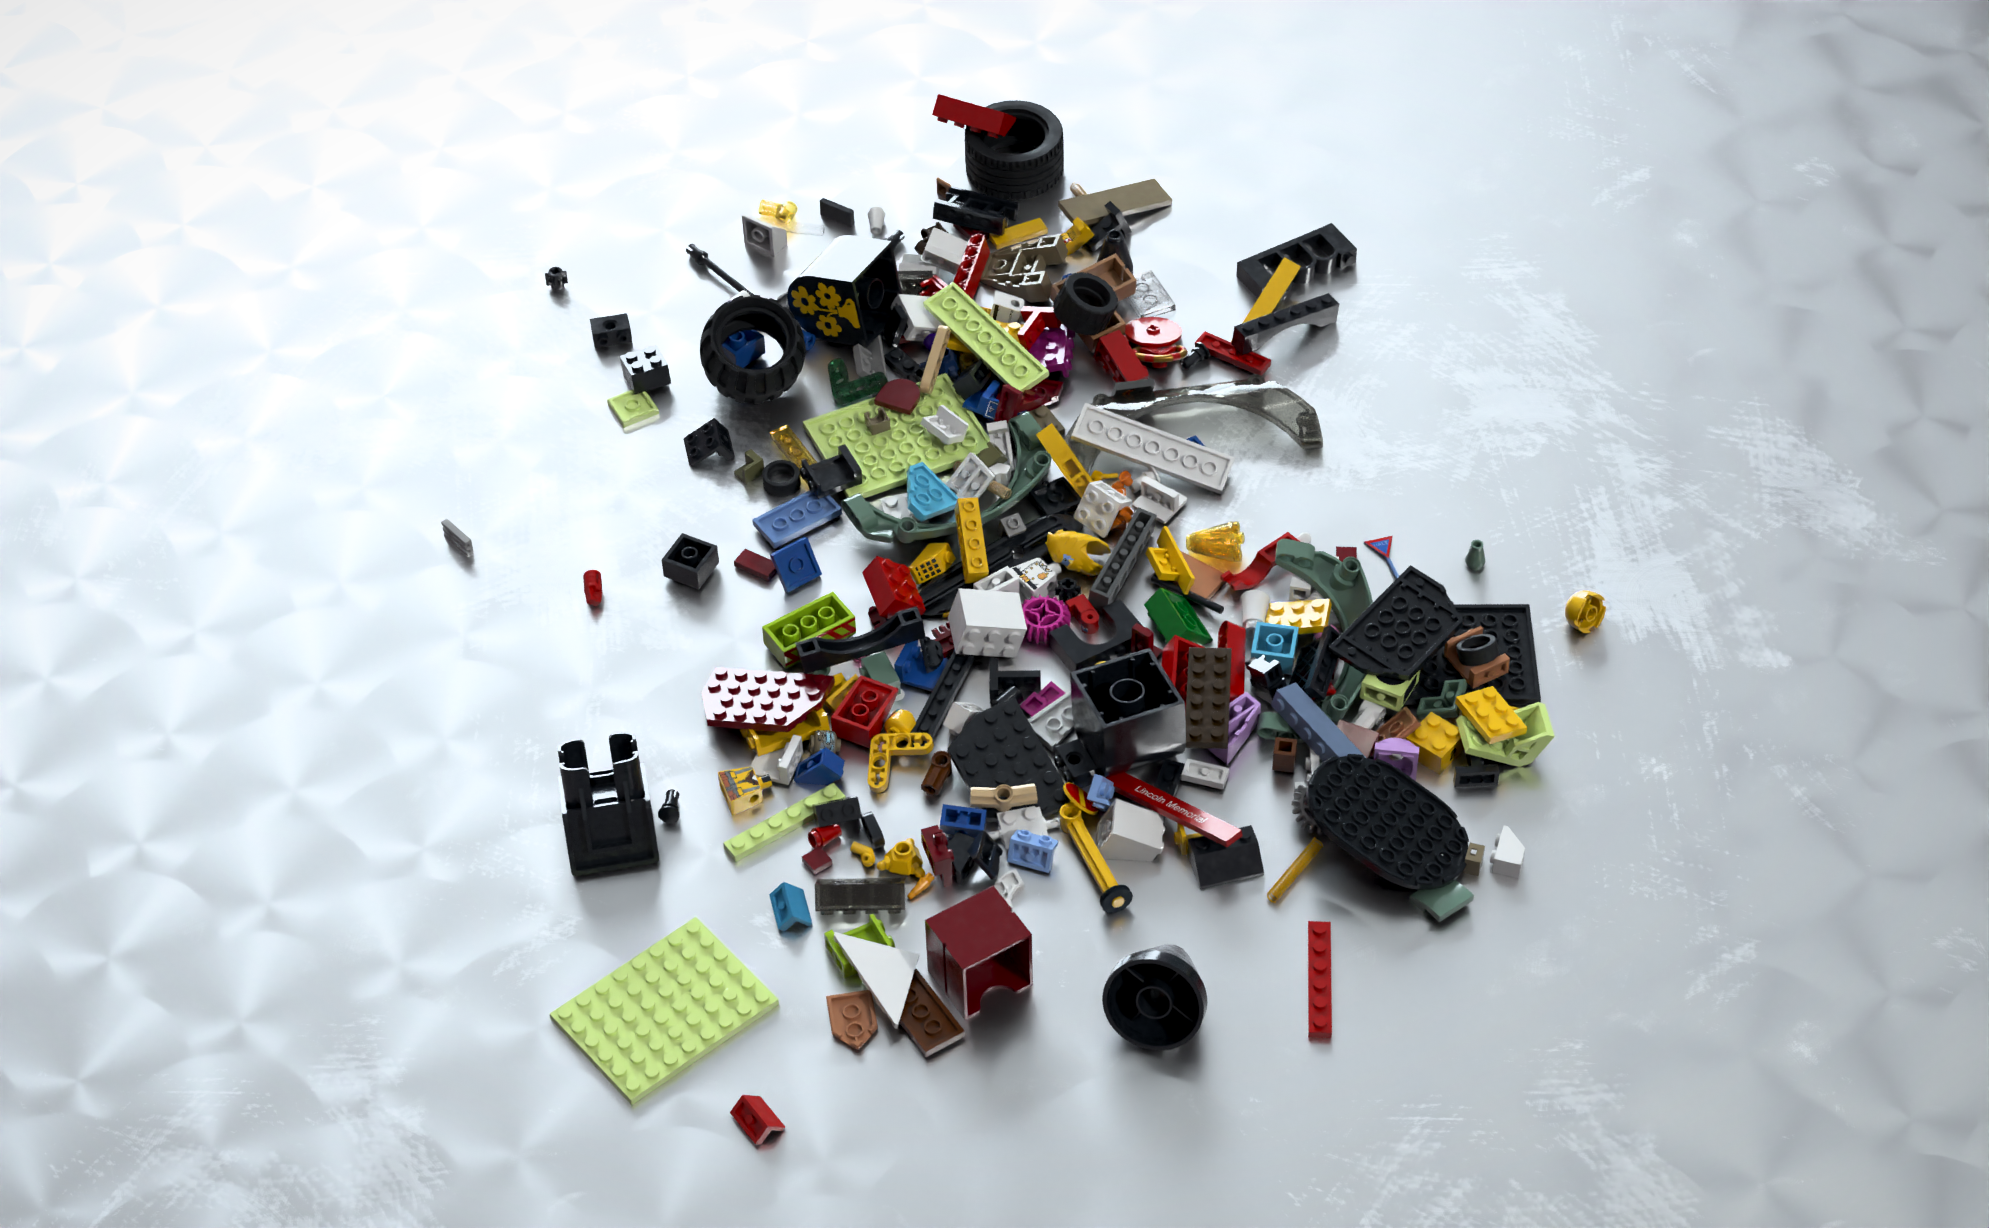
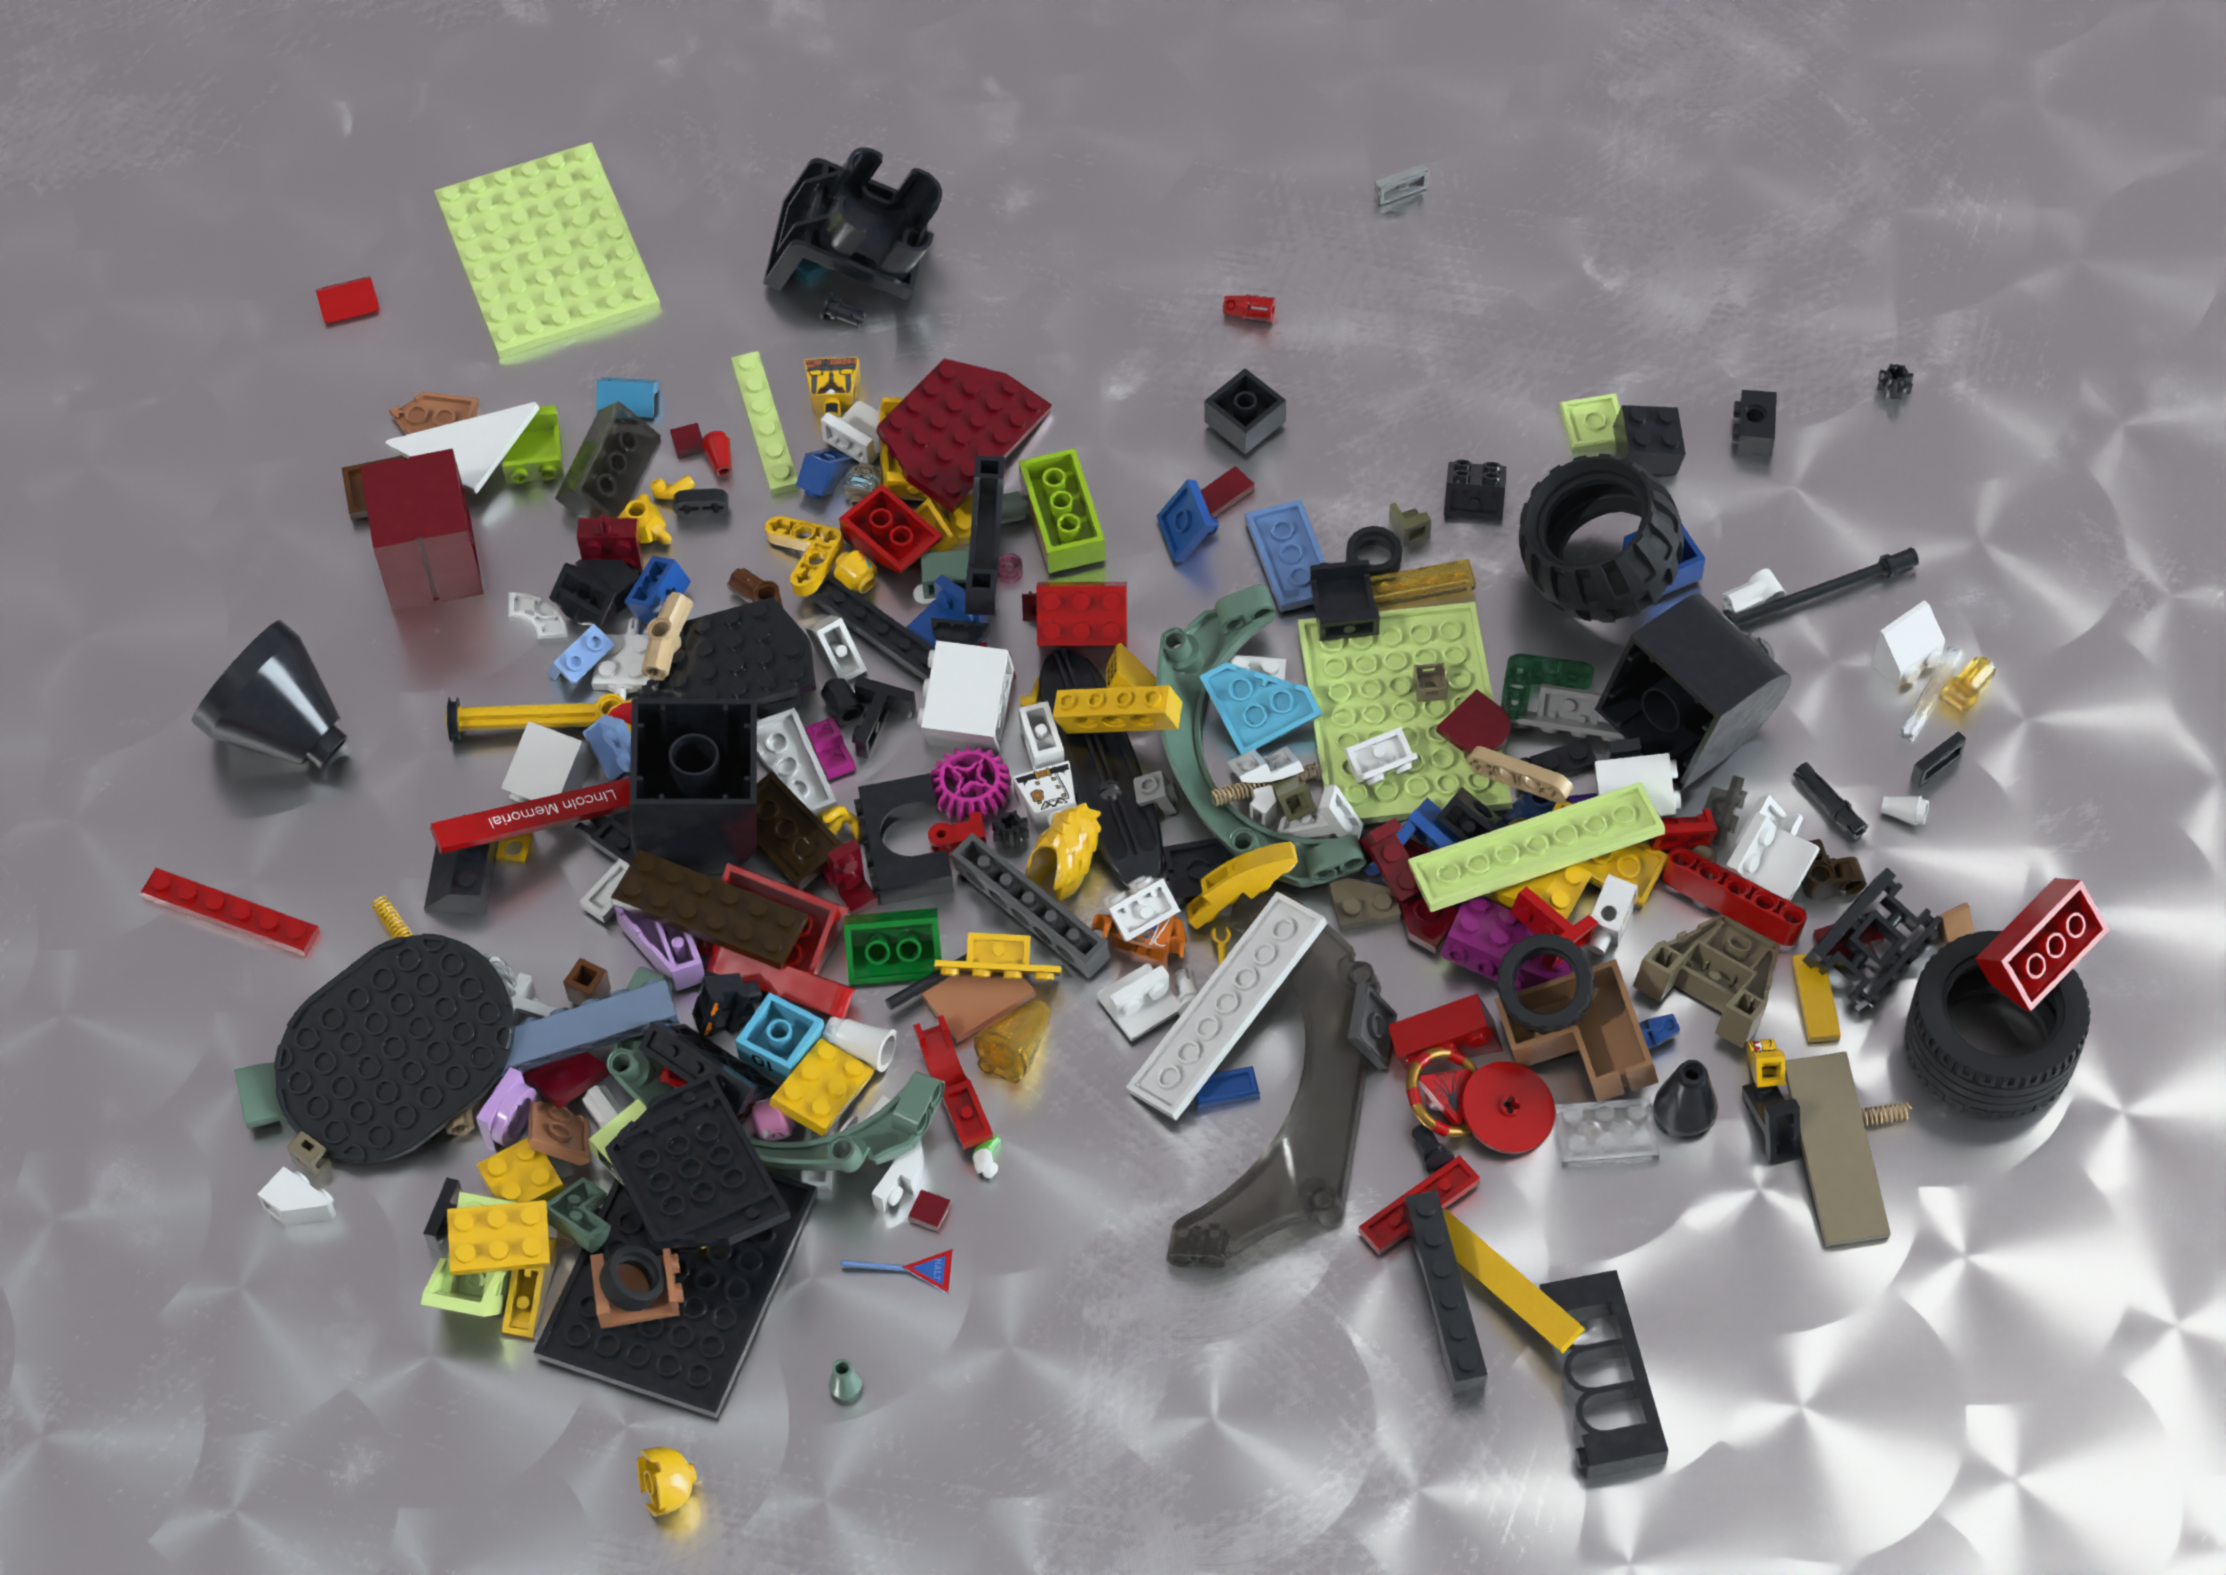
camera: 110 degrees right, 10 degrees up
(837, 811) = (740, 466): black brick -> none

